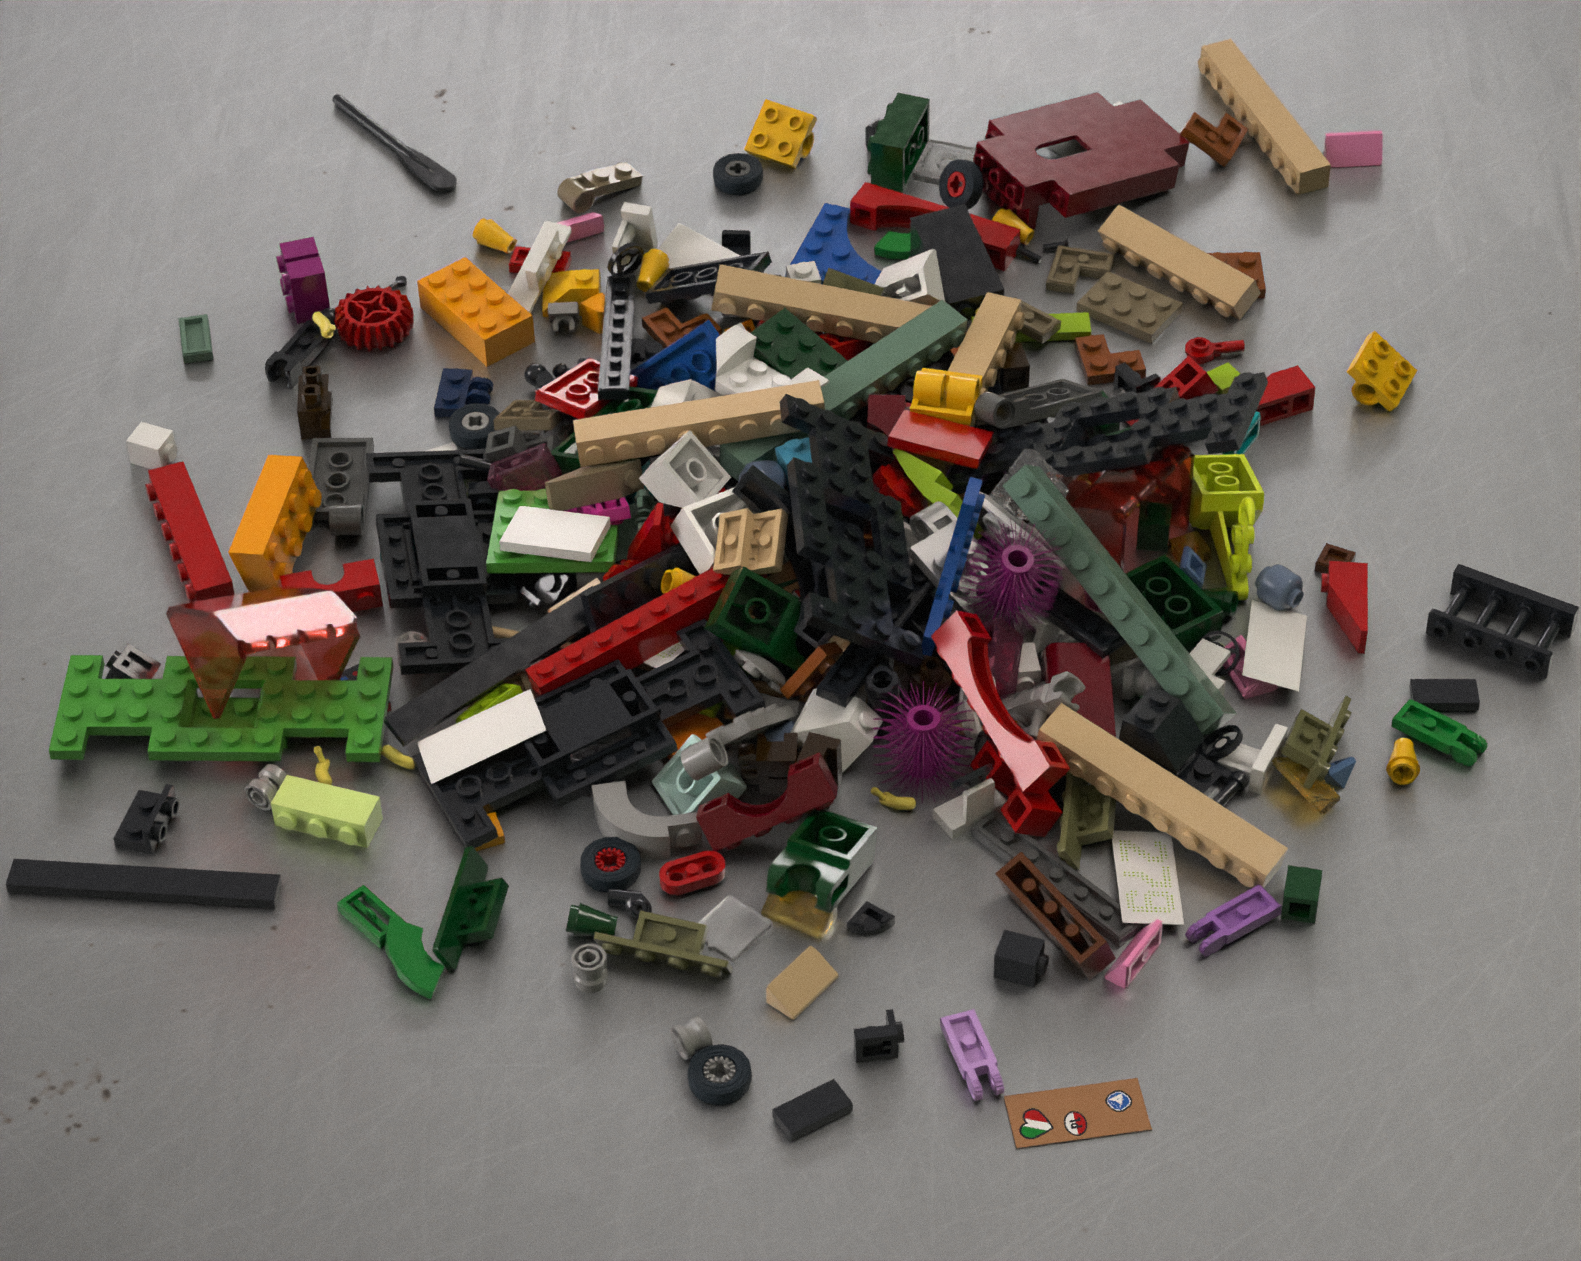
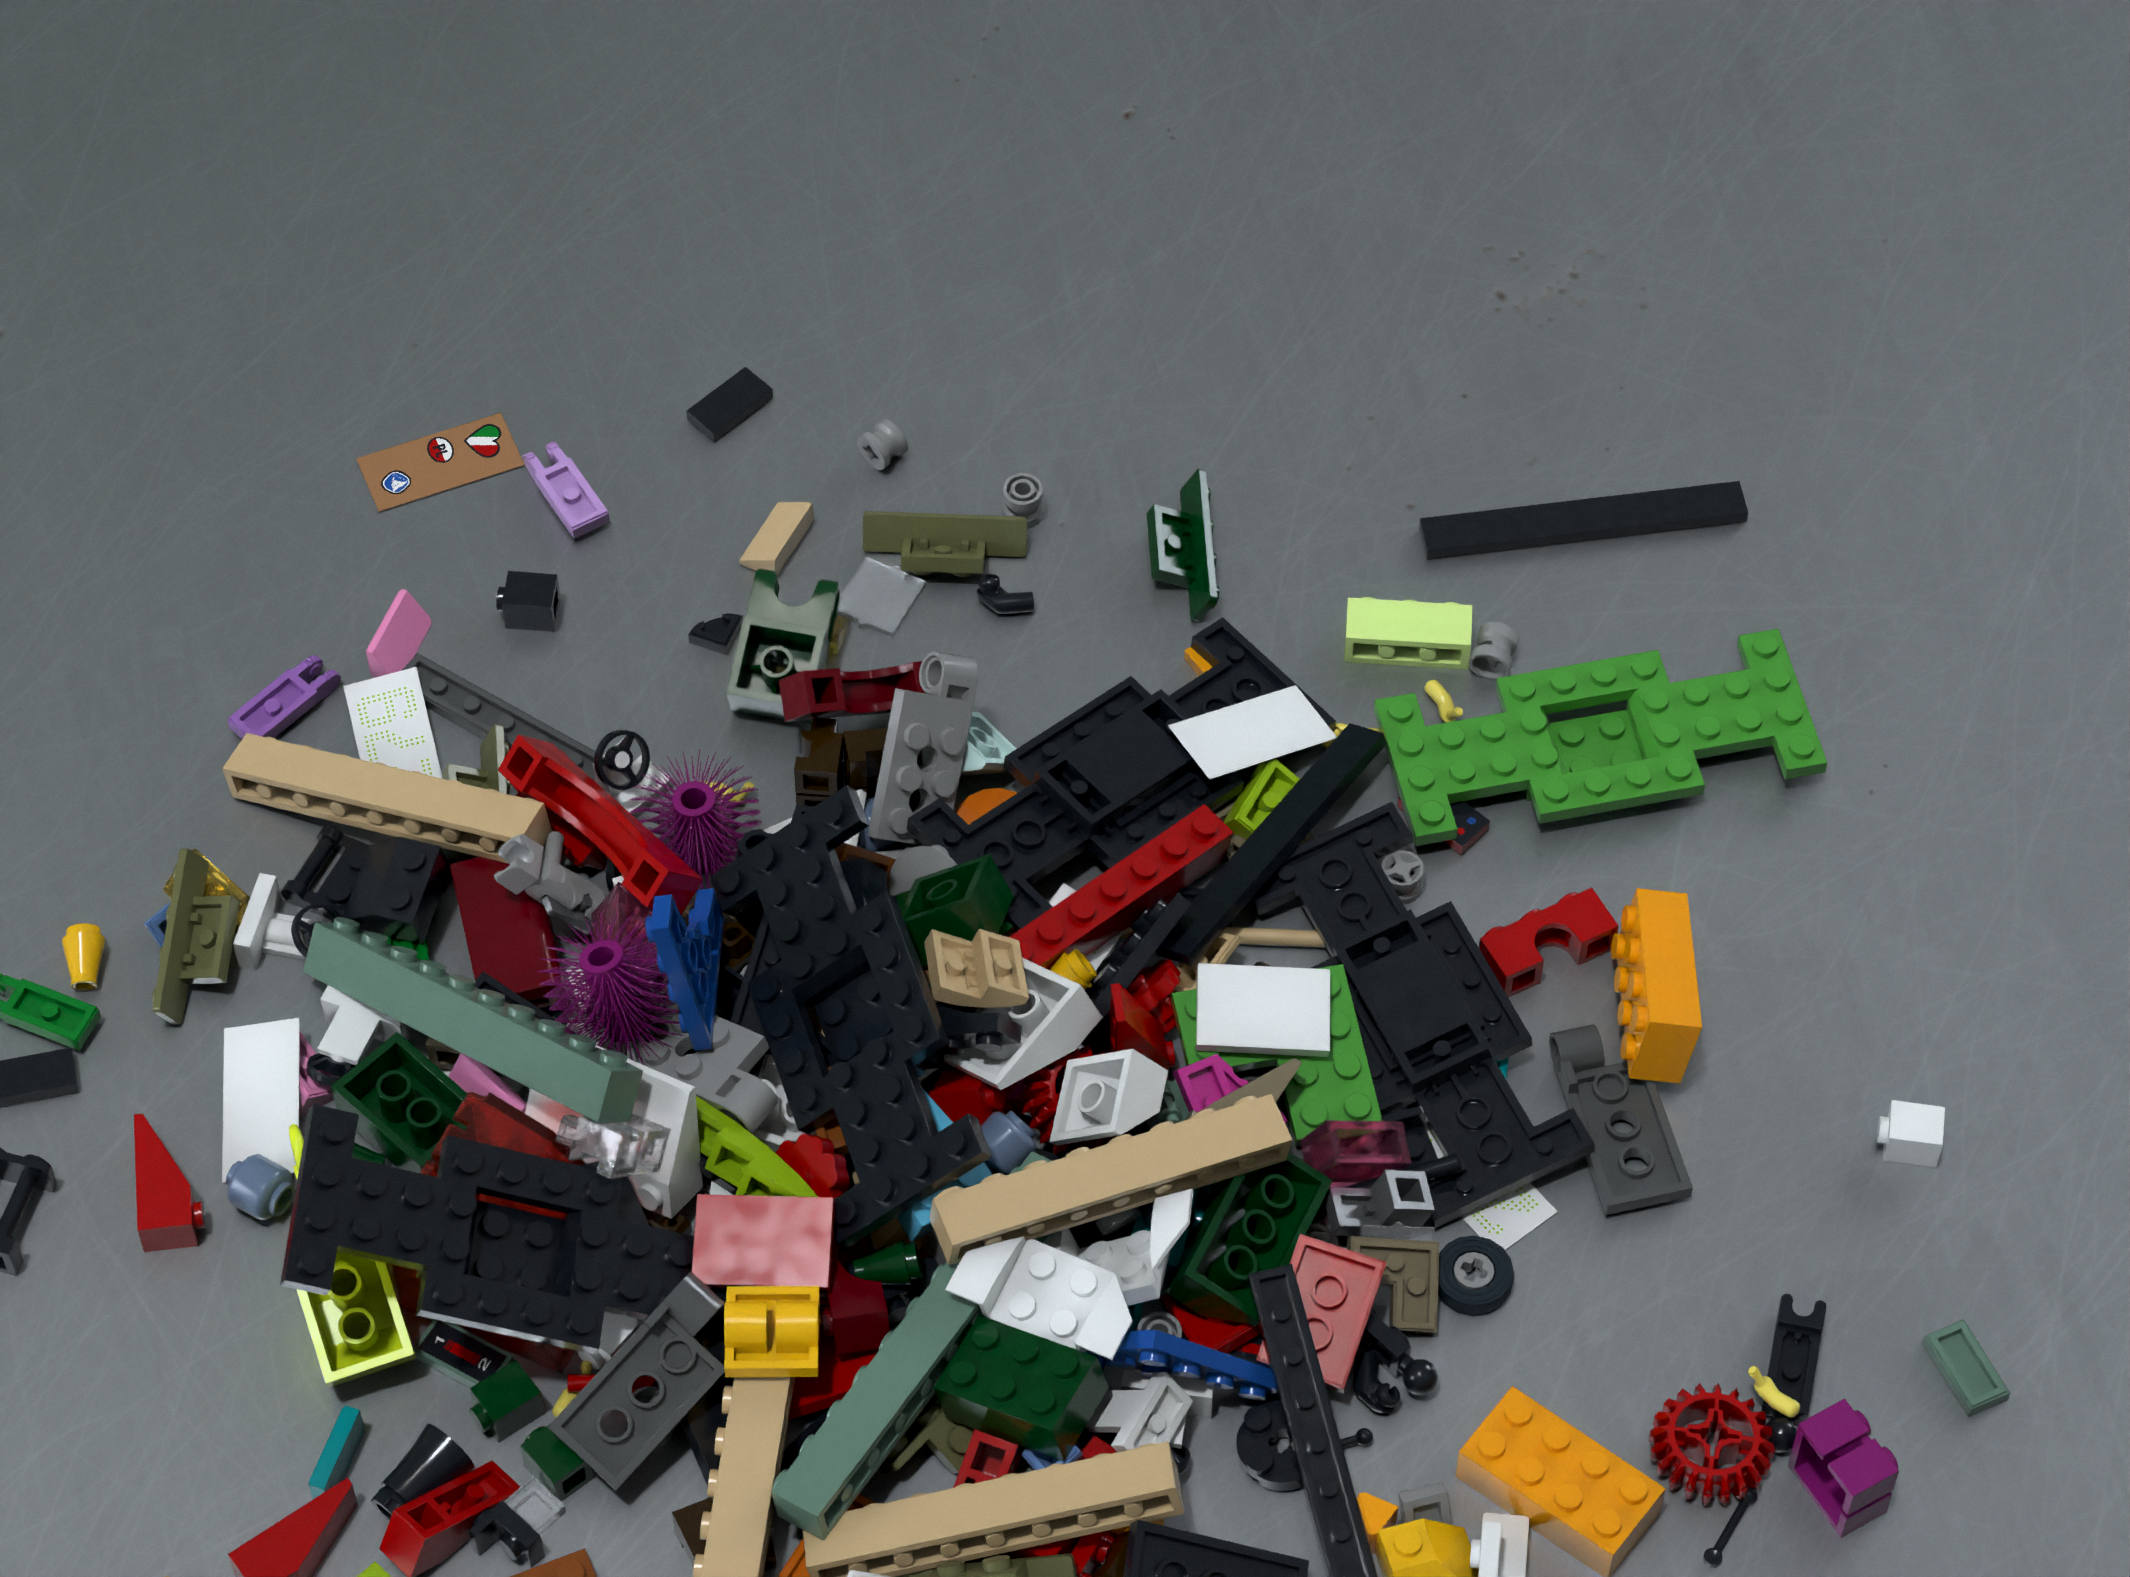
camera: 165 degrees right, 10 degrees up
(131, 664) = (1748, 780): black bracket -> none
(147, 820) = (1620, 595): black bracket -> none
(189, 532) = (1783, 997): red brick -> none
(225, 629) = (1571, 757): clear red windscreen -> none
(314, 404) = (1717, 1247): dark brown hips -> none
(359, 921) = (1297, 534): green tile -> none
(410, 959) = (1234, 479): green tile -> none
(460, 389) = (1531, 1335): dark blue hinge -> none
(586, 921) = (1042, 558): dark green cone -> none
(610, 851) = (1032, 627): black bush -> none
(649, 834) = (1033, 678): light grey arch -> none
(667, 328) = (1241, 1505): dark orange plate -> none
(689, 872) = (940, 636): red plate -> none
(714, 1059) = (834, 404): black bush -> none
(878, 1041) = (672, 476): black bracket -> none
(1055, 916) = (495, 645): reddish brown brick -> none
(1301, 894) = (203, 742): dark green brick -> none
(1333, 553) = (186, 1276): reddish brown tile -> none

